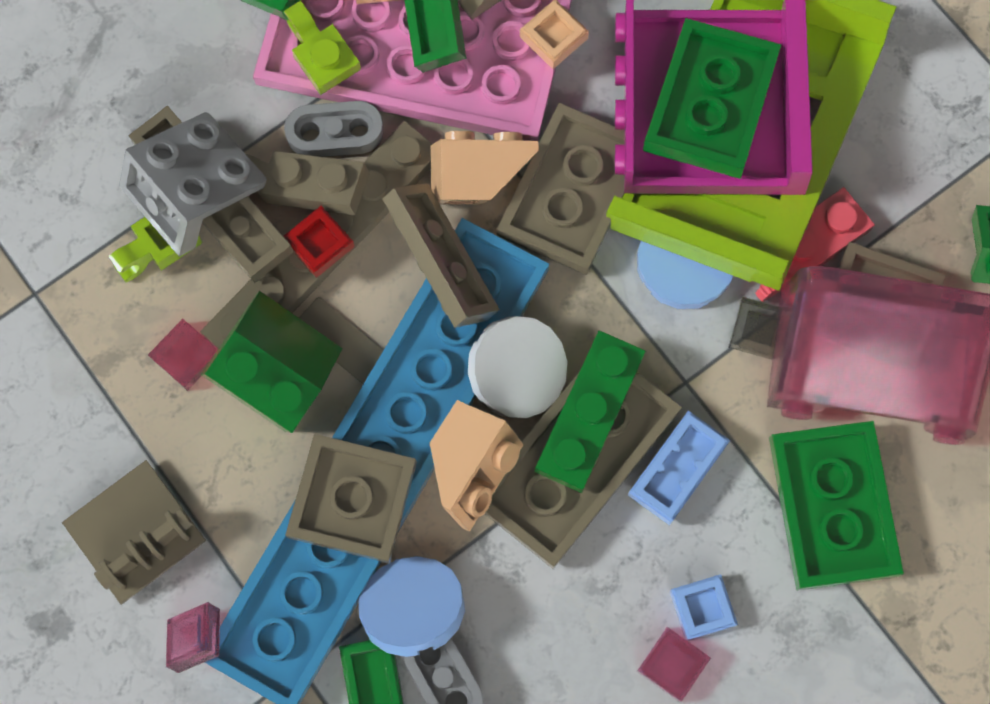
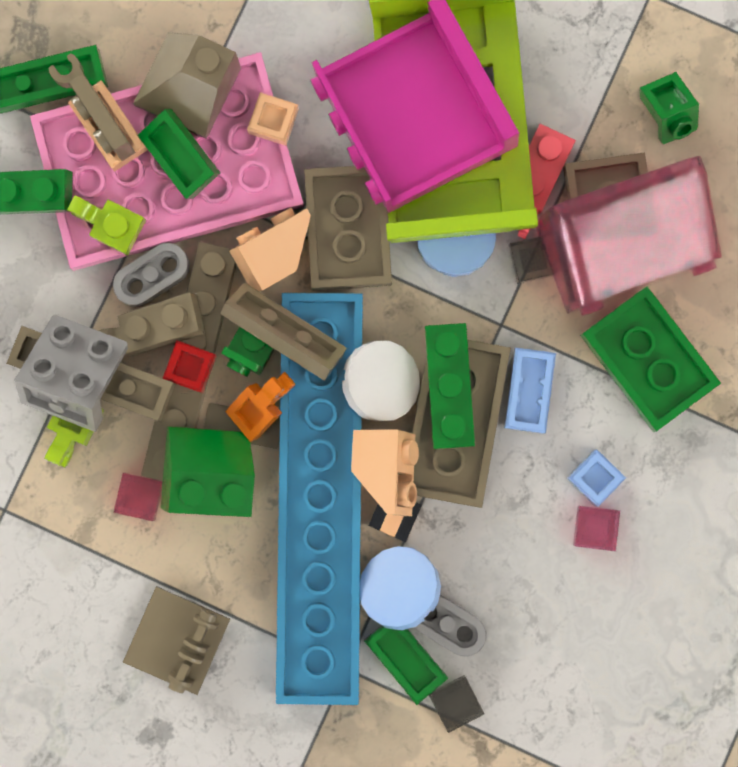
camera: 25 degrees left, 10 degrees up
(193, 637) = (261, 691): clear pink tile -> none
(351, 498) = (318, 539): dark tan plate -> none
(364, 323) = (256, 408): none -> orange plate
(390, 263) = (247, 353): none -> green bracket
(447, 533) = (394, 525): none -> black tile
(712, 98) = (416, 110): green plate -> none

